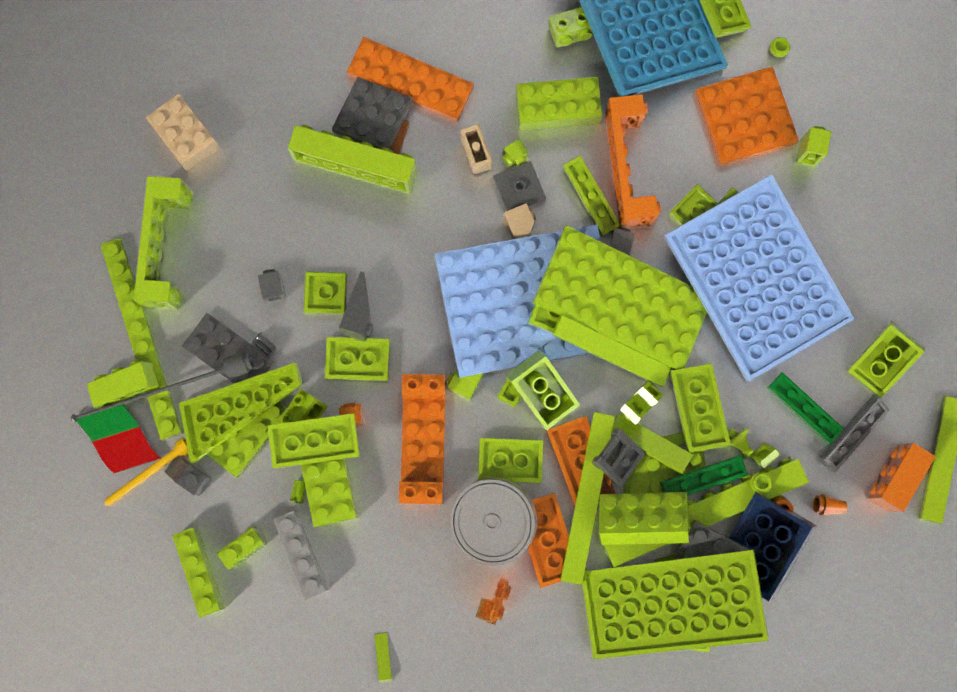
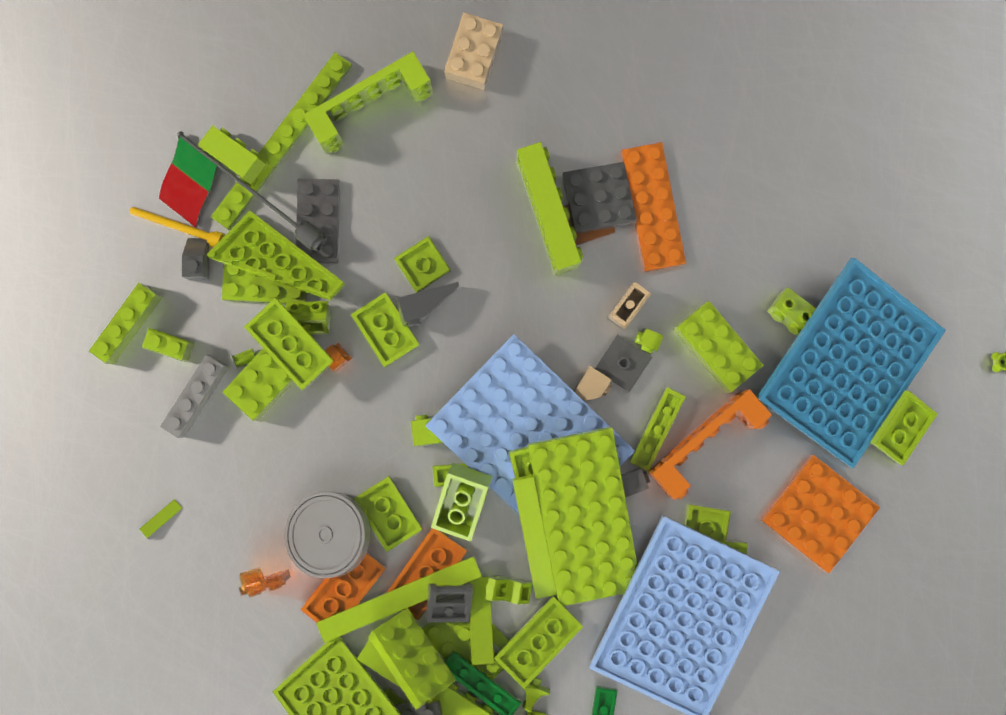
camera: 55 degrees right, 5 degrees up
(264, 344) = (345, 245): dark grey piece -> none
(271, 285) = (397, 216): dark grey brick -> none
(422, 439) = (353, 431): orange plate -> none
(779, 47) = (901, 502): lime plate -> none
(813, 146) = (831, 590): lime brick -> none

